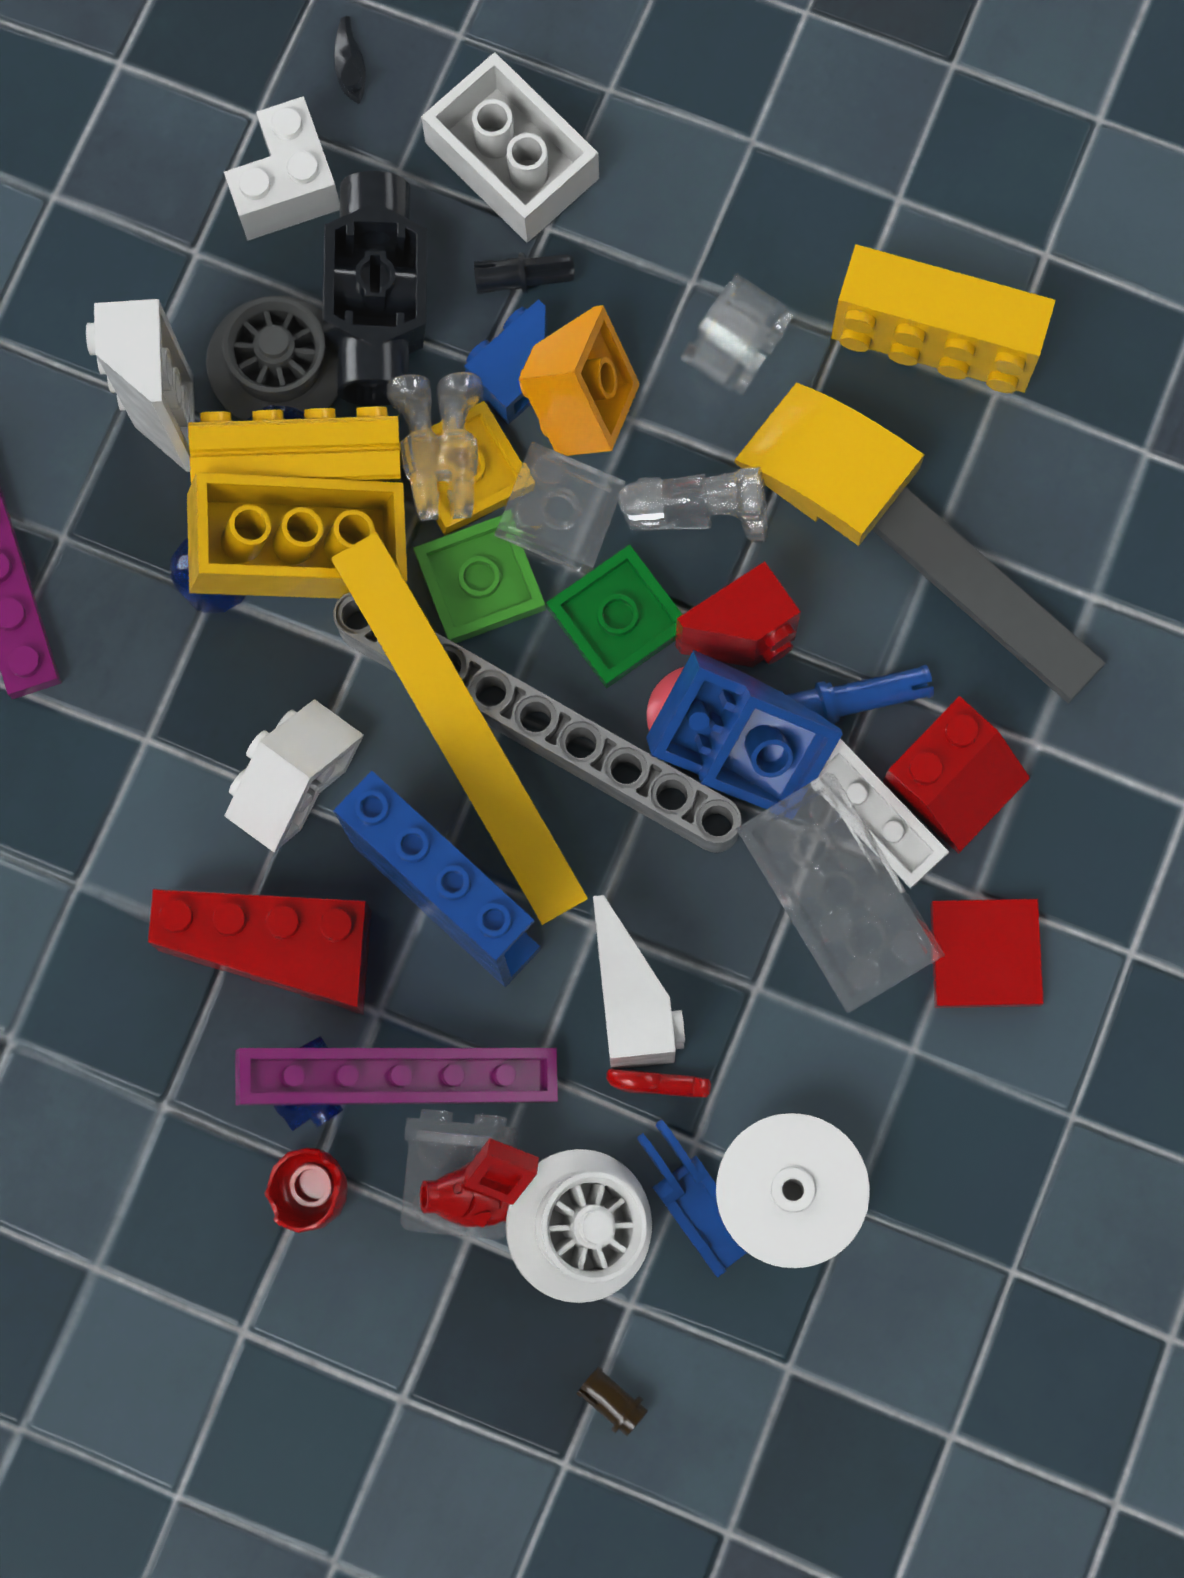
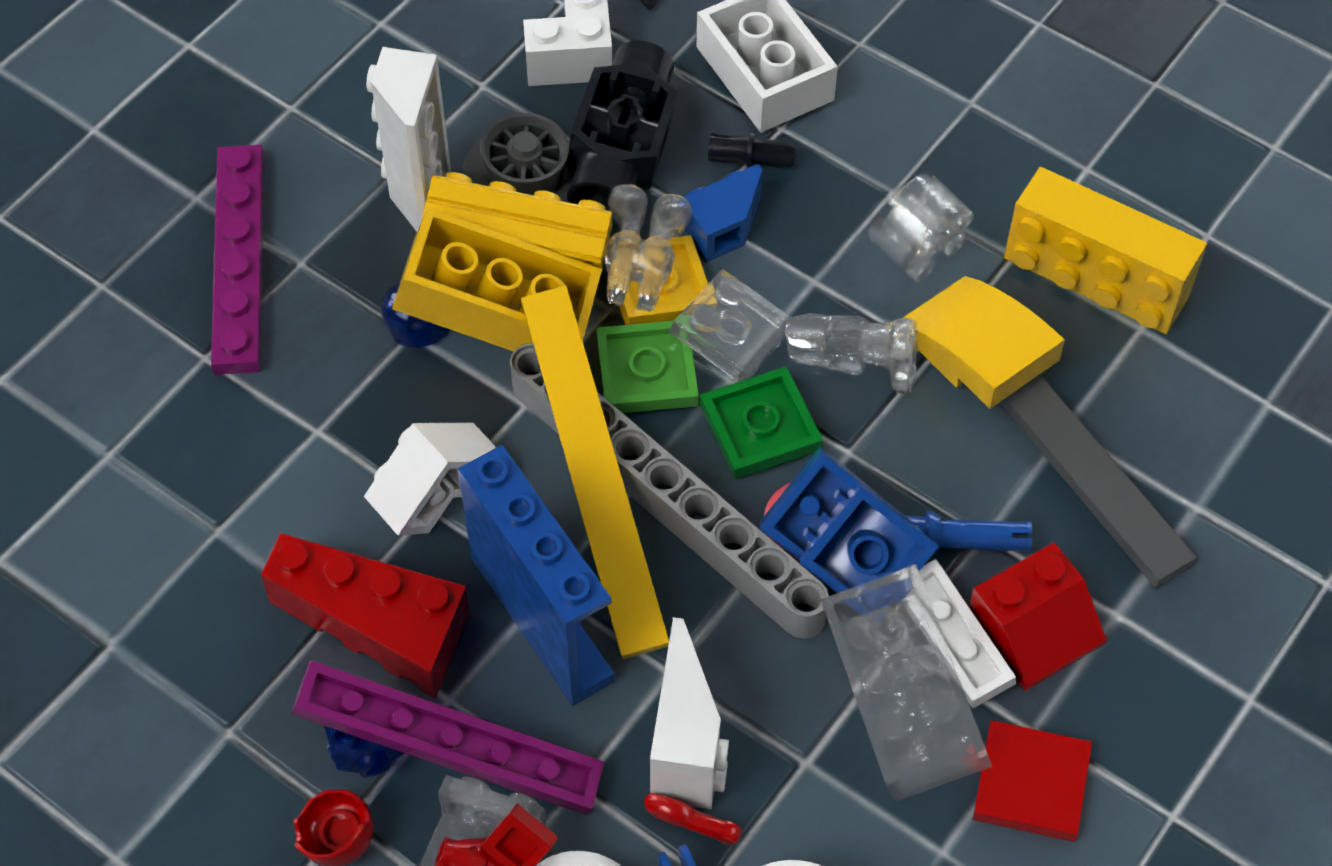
camera: 10 degrees right, 20 degrees down
(580, 384) = (776, 231): light orange slope -> none
(742, 621) = (872, 437): red slope -> none

